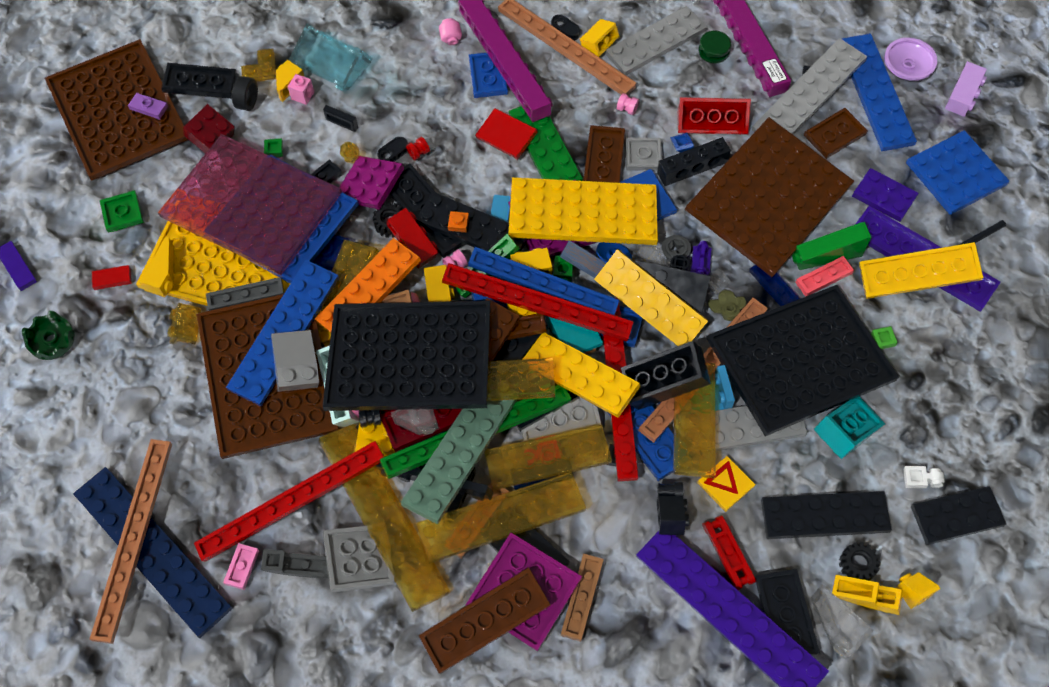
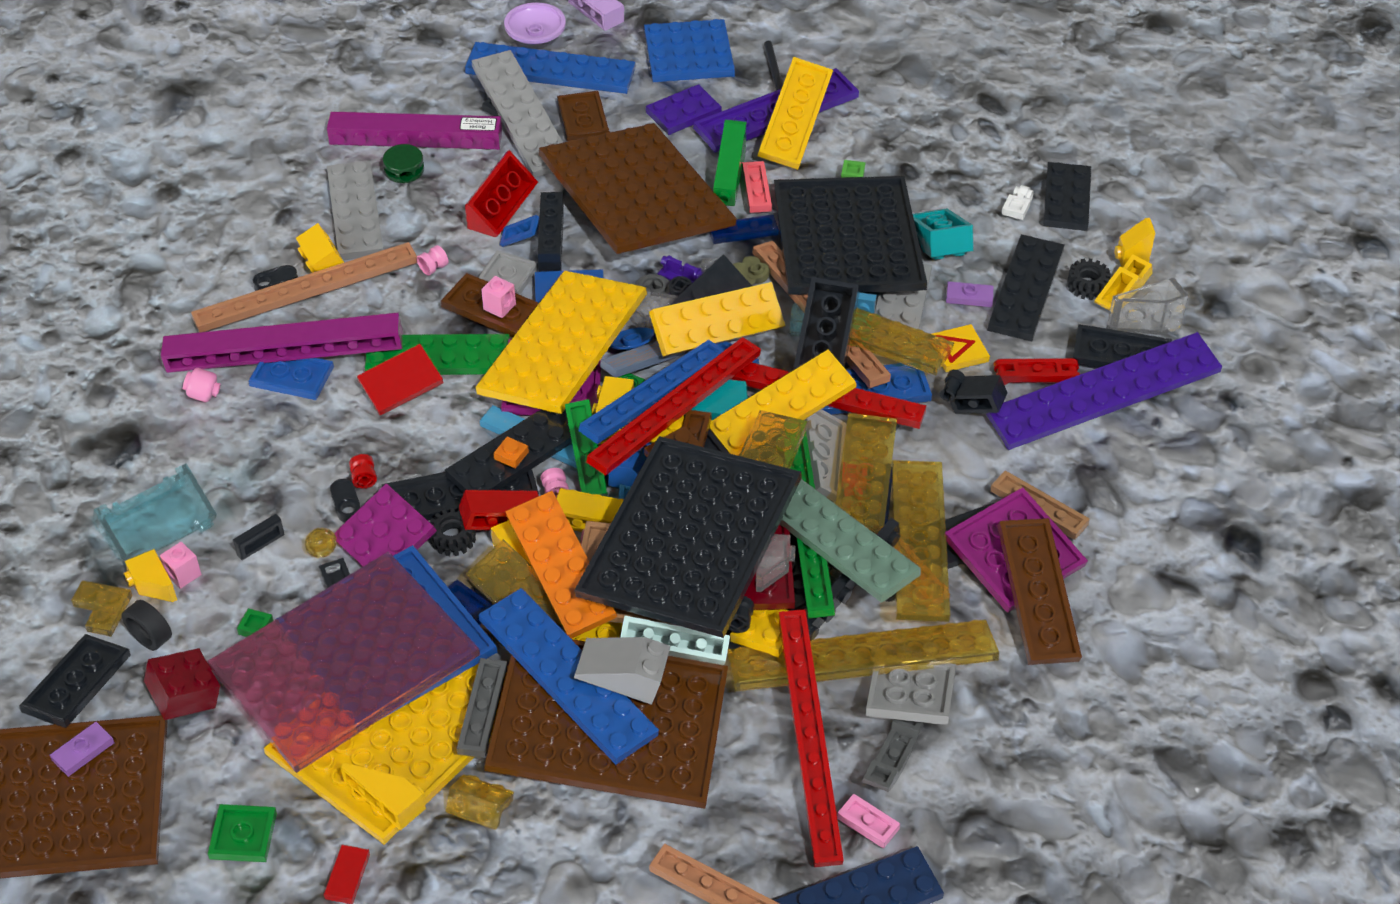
camera: 70 degrees left, 15 degrees down
(603, 155) = (498, 296): none -> bright pink brick
(792, 473) = (969, 294): none -> medium lavender plate

